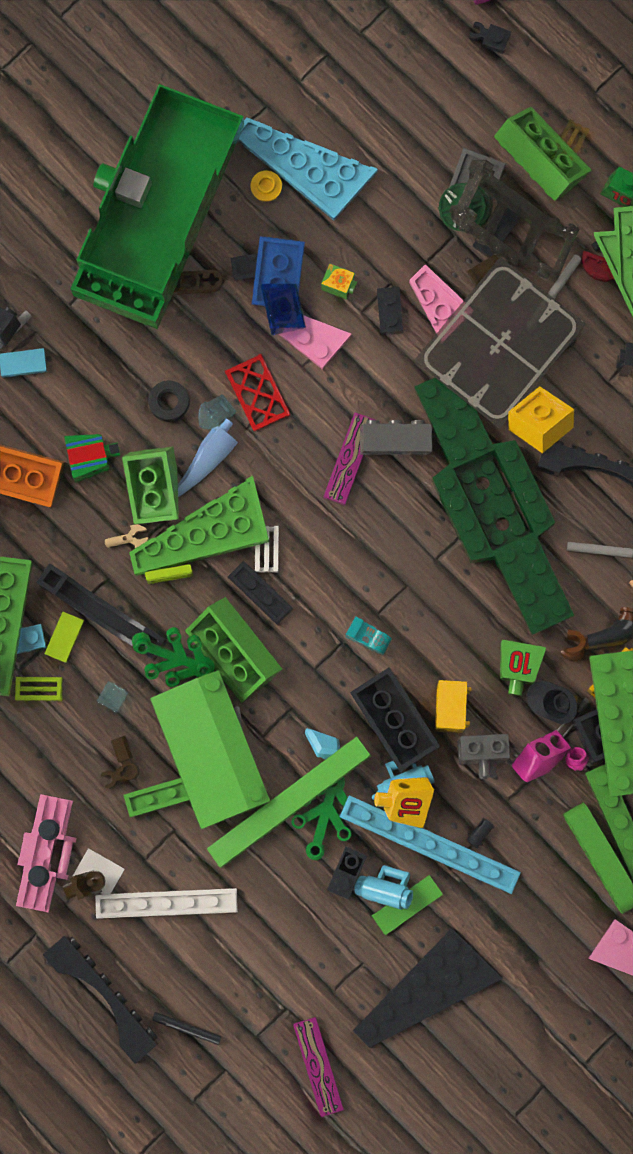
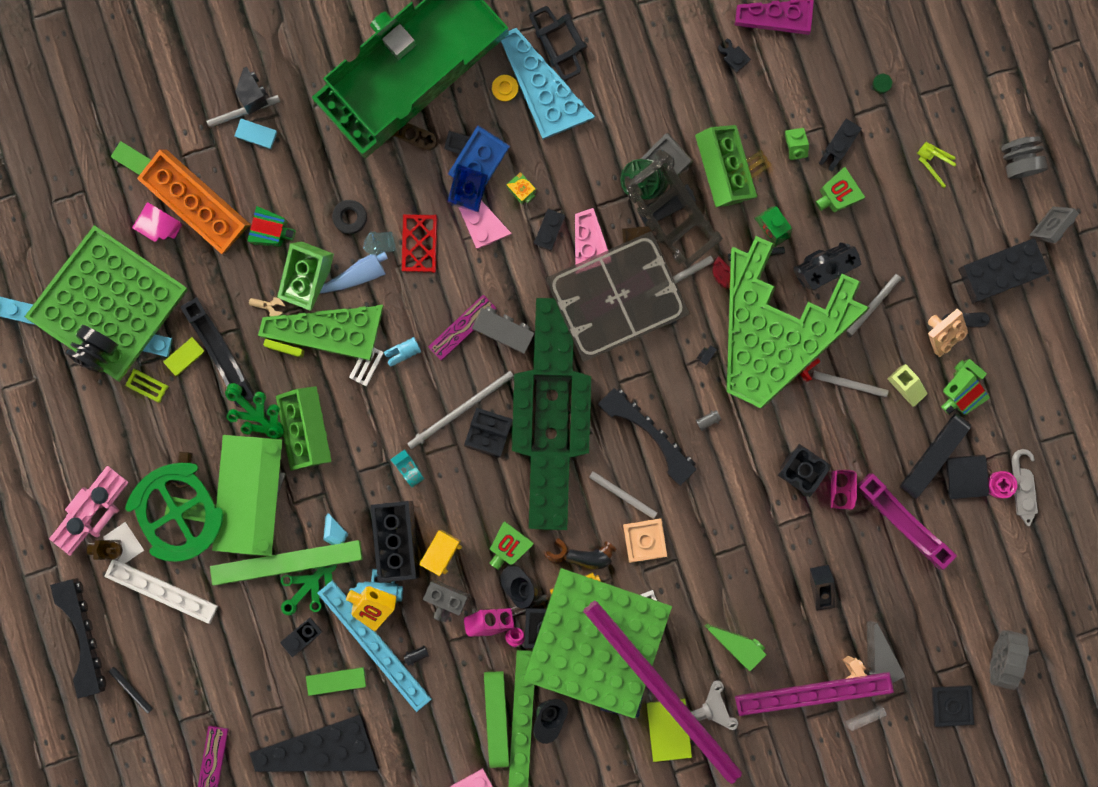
camera: 25 degrees right, 5 degrees up
(103, 782) = (157, 480): none -> green window
(112, 697) = (197, 419): clear light blue tile -> none
(260, 592) = (345, 395): black tile -> none
(277, 110) = (556, 25): none -> black bar
(302, 511) = (406, 350): none -> medium azure hinge
(365, 597) = (461, 409): none -> light grey bar
(386, 892) = (323, 664): medium azure piece -> none
(434, 556) = (488, 432): none -> black slope
(541, 419) = (617, 370): yellow container -> none
(605, 94) = (797, 143): none -> bright green bracket

